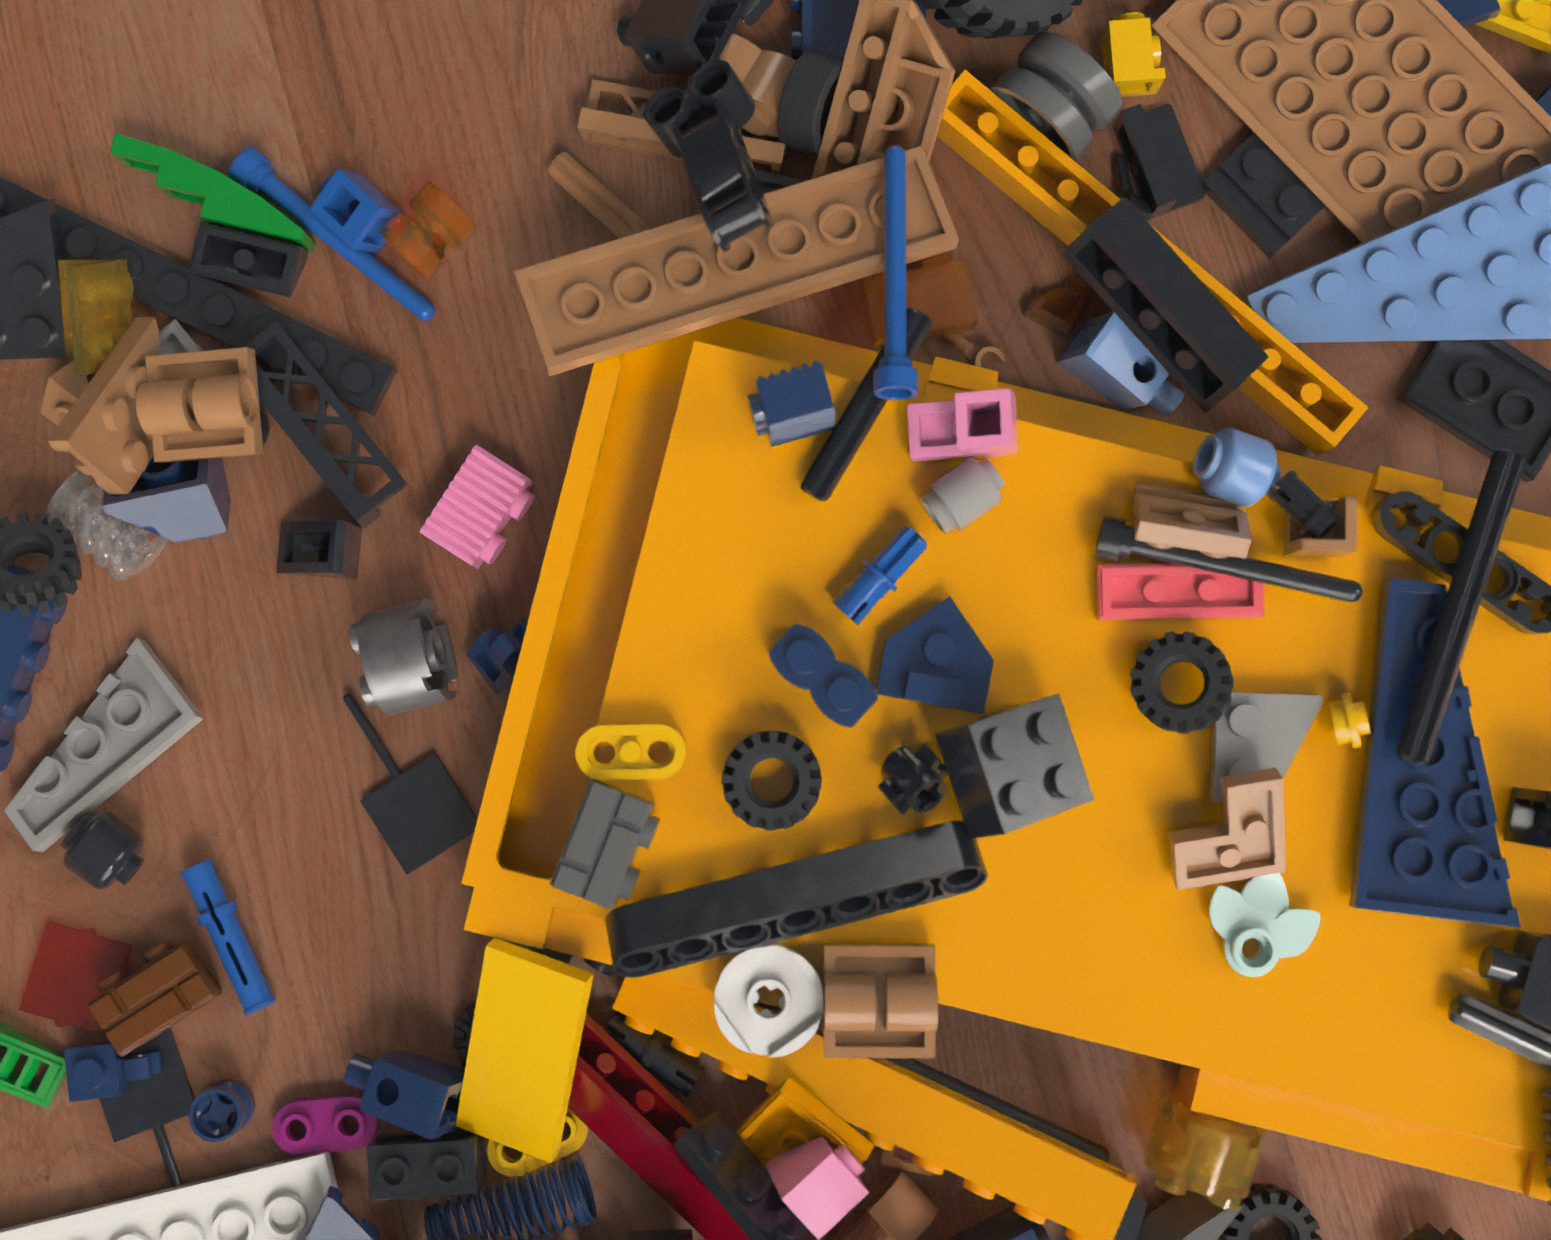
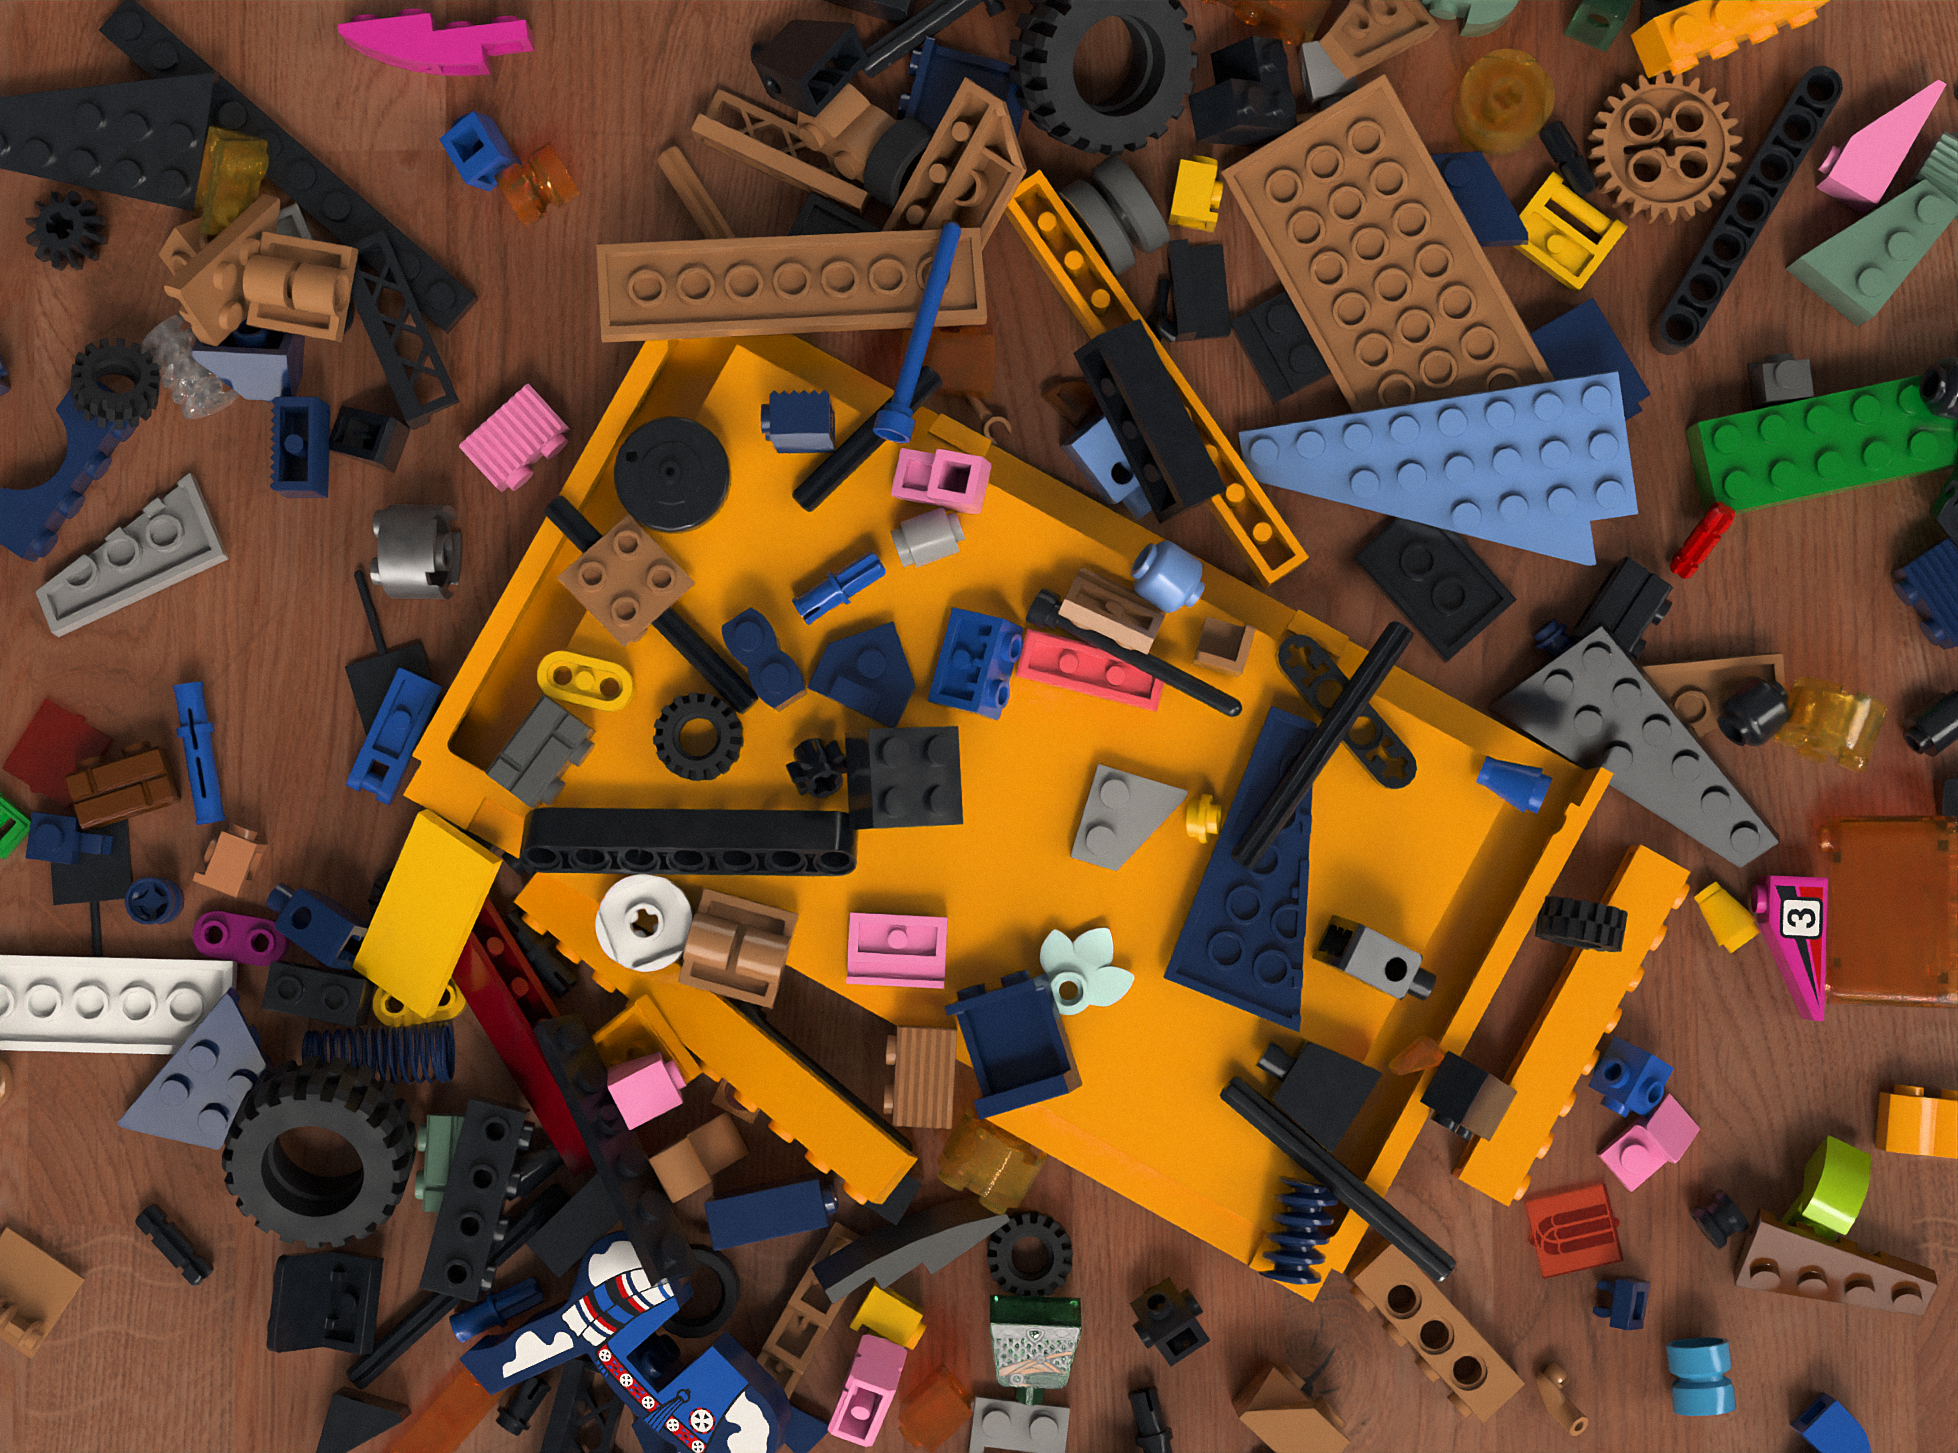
camera: 20 degrees right, 0 degrees up
(103, 850) = (112, 648): black head -> none
(221, 198) = (367, 112): green slope -> none
(247, 260) = (373, 169): black slope -> none
(248, 578) = (300, 447): none -> dark blue brick
(255, 173) = (400, 93): blue piece -> none
(261, 117) = (418, 45): none -> dark pink slope
(295, 1045) = (232, 861): none -> nougat brick
(434, 859) = (395, 734): none -> blue plate
(497, 655) = (495, 569): dark blue plate -> none
(646, 630) = (626, 581): none -> medium nougat hinge
(665, 500) = (672, 475): none -> black wheel
(679, 648) = (669, 623): none -> black axle
(705, 132) = (796, 184): black piece -> none
(1053, 617) = (976, 663): none -> blue bracket
(1053, 955) = (897, 950): none -> bright pink plate
(1121, 1088) = (922, 1076): none -> medium nougat brick
(1174, 649) = (1044, 731): black tyre -> none
(1215, 1026) = (1015, 1043): none -> dark blue panel
(1246, 842) = (1081, 900): plate -> none
(1304, 506) = (1211, 621): black pin -> none

